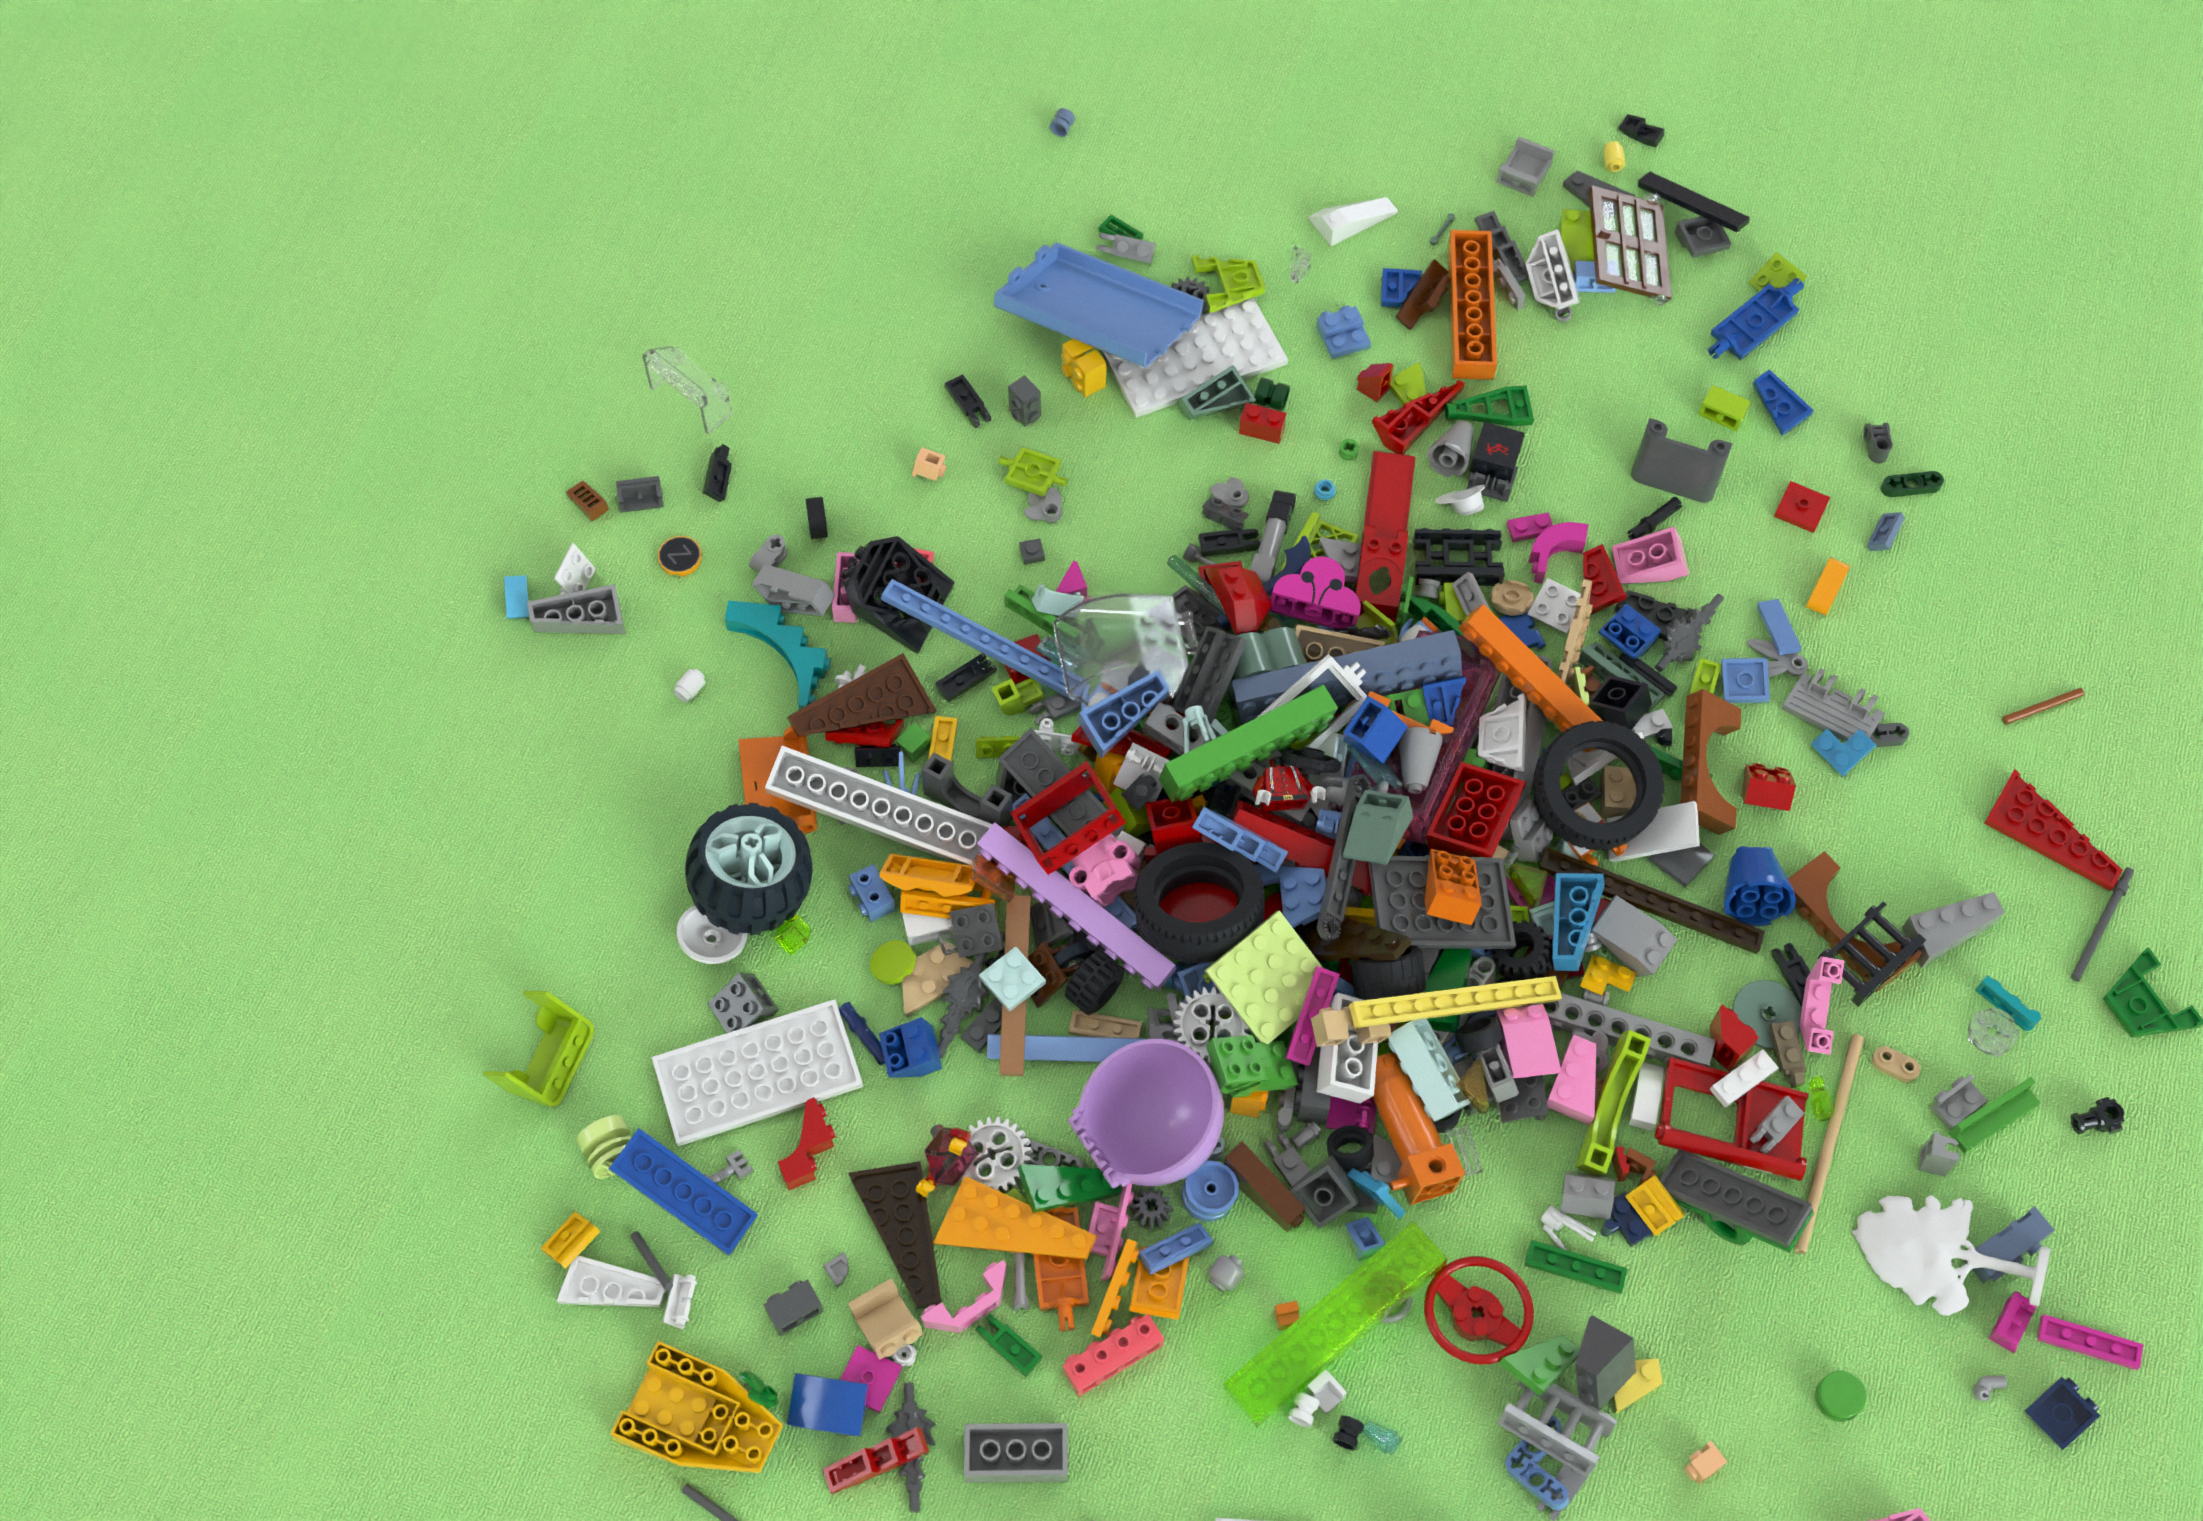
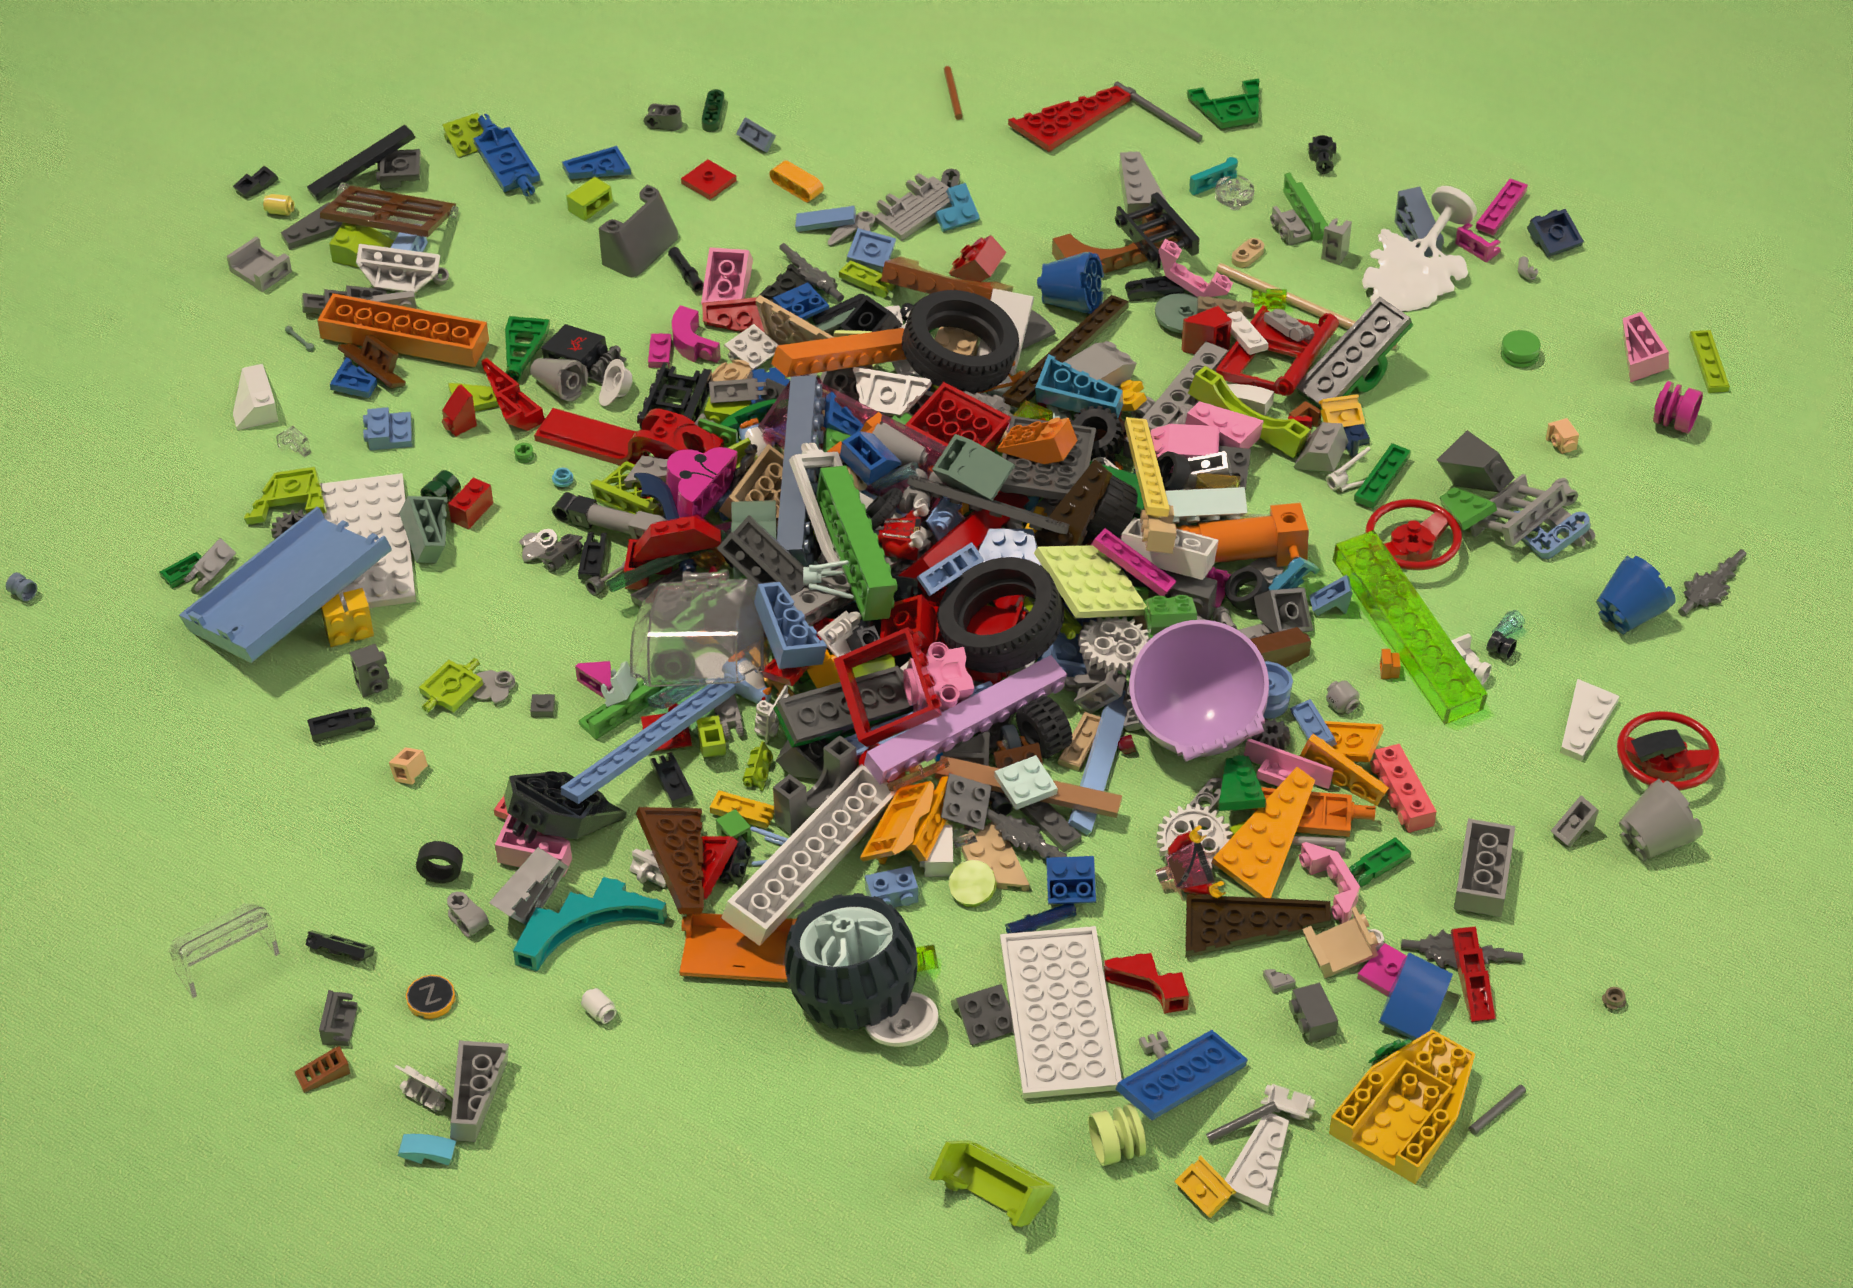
camera: 75 degrees left, 15 degrees down
(1613, 1475) = (1571, 495): none -> light grey bush

